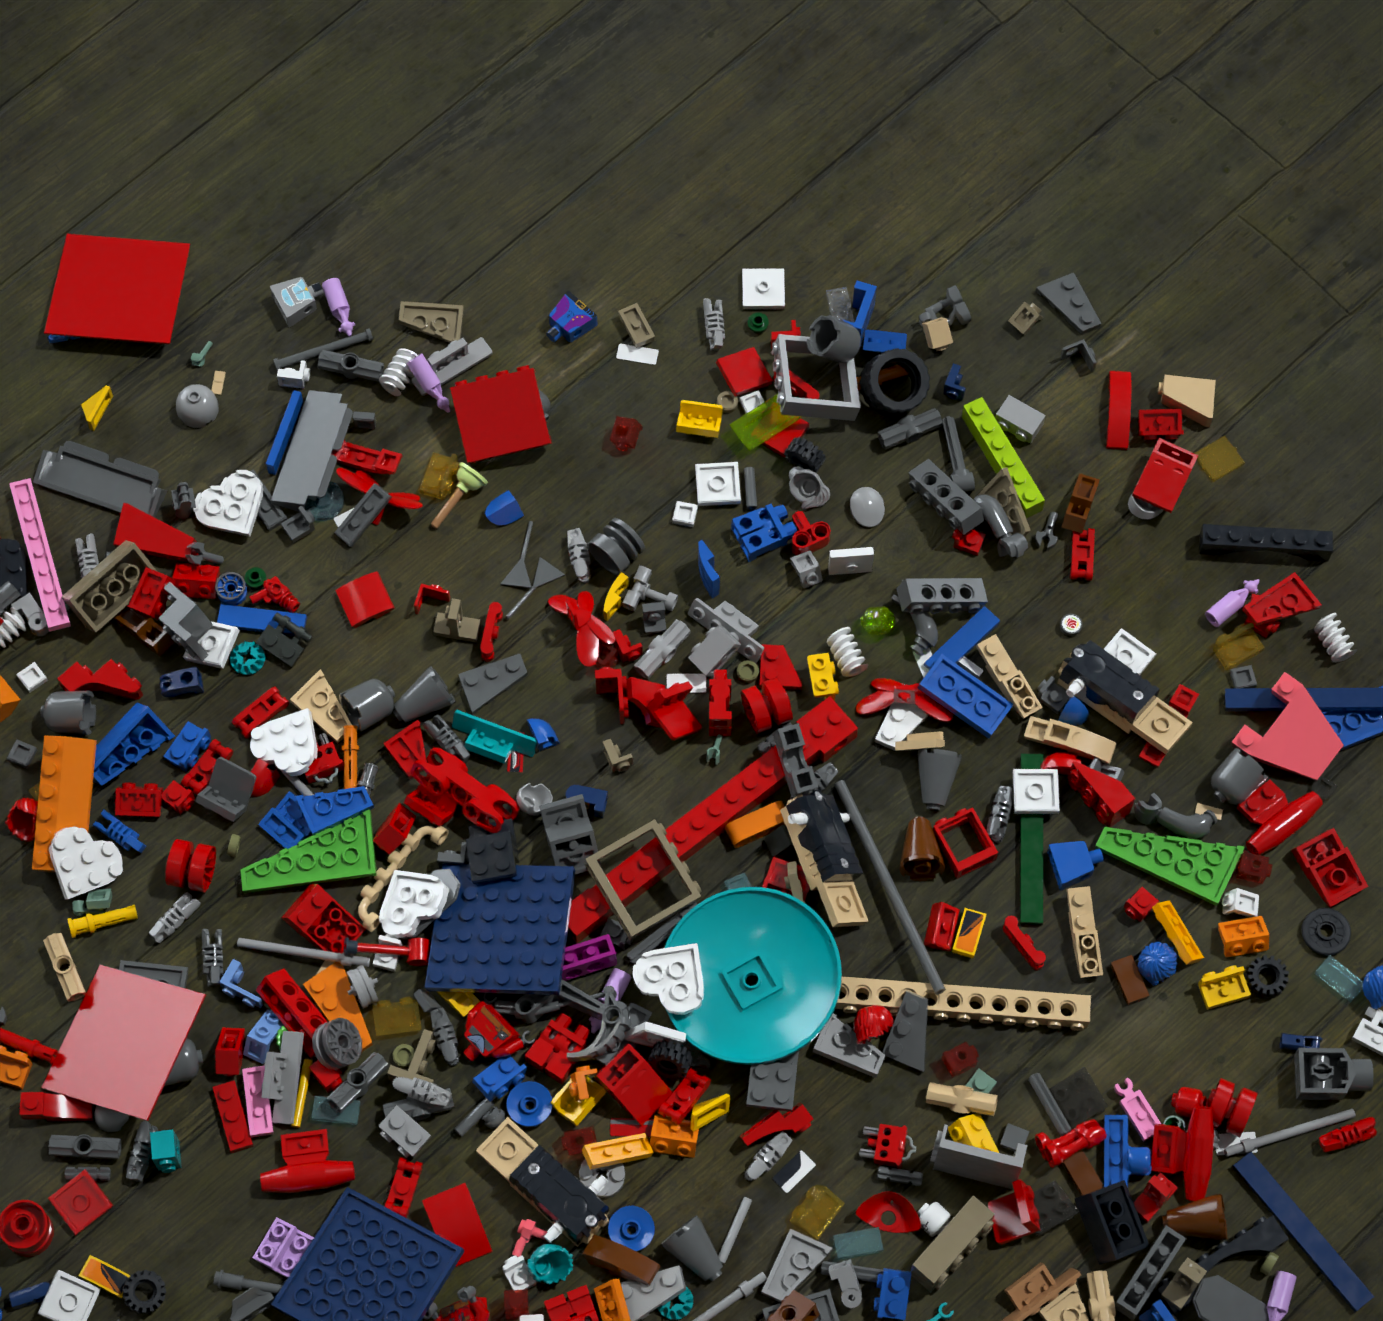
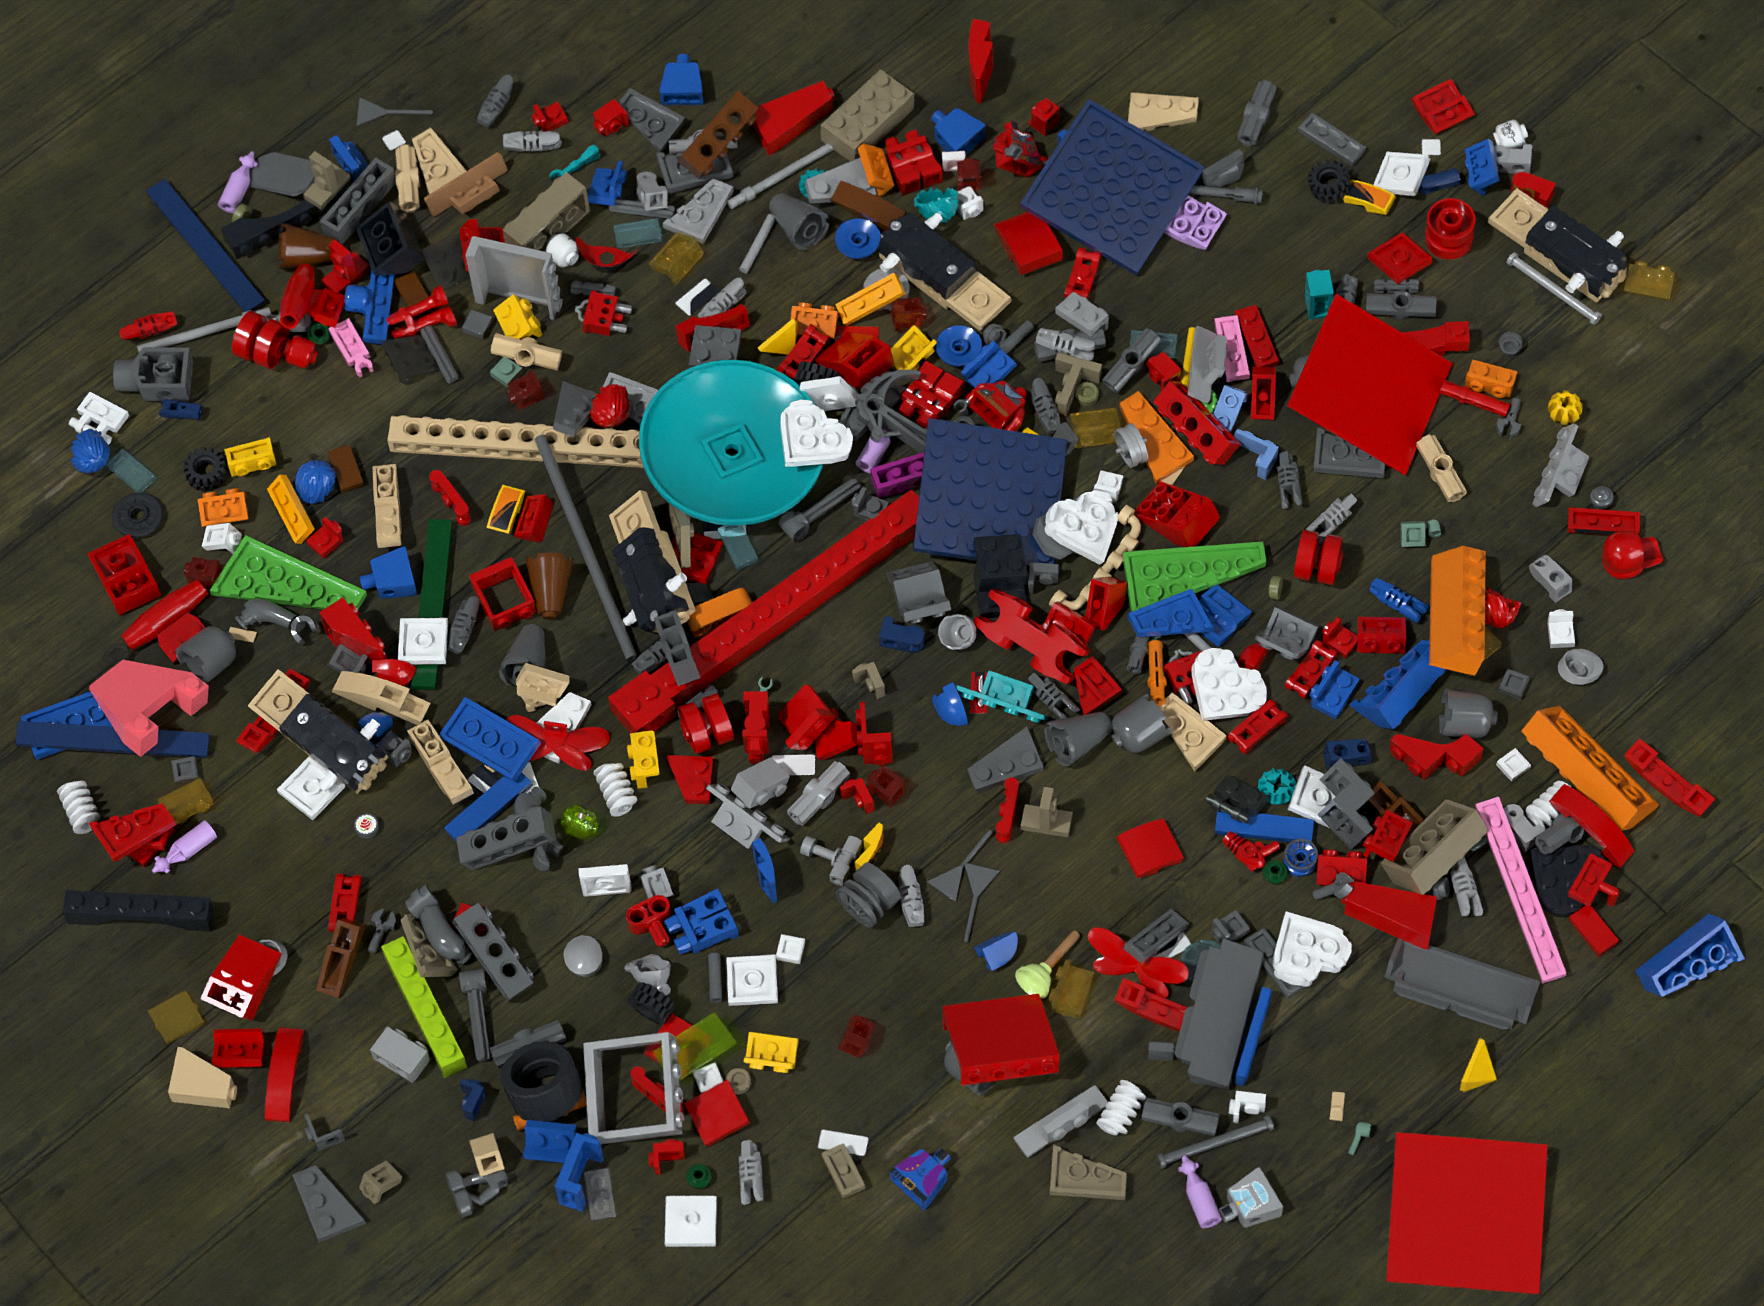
camera: 175 degrees left, 5 degrees down
(83, 862) = (1432, 559): white plate -> none
(92, 922) = (1418, 512): yellow pin -> none
(183, 500) = (1362, 947): dark grey arm -> none
(197, 406) = (1359, 1072): light grey cylinder -> none
(304, 952) = (1151, 475): light grey bar -> none
(306, 1165) = (1178, 289): red plate -> none
(337, 1043) = (1152, 381): flat silver wheel -> none
(416, 951) = (1077, 483): red piece -> none
(428, 380) = (1088, 1091): lavender wheel -> none
(431, 591) = (1075, 854): red bracket -> none
(527, 1229) = (960, 236): coral piece -> none
(578, 1086) = (906, 356): orange bracket -> none
(588, 627) = (904, 805): red piece -> none
(612, 898) = (857, 564): dark tan window -> none
(654, 617) = (827, 825): dark grey bracket -> none
(747, 671) = (725, 774): olive tile -> none
(834, 339) = (609, 1109): dark grey cylinder -> none

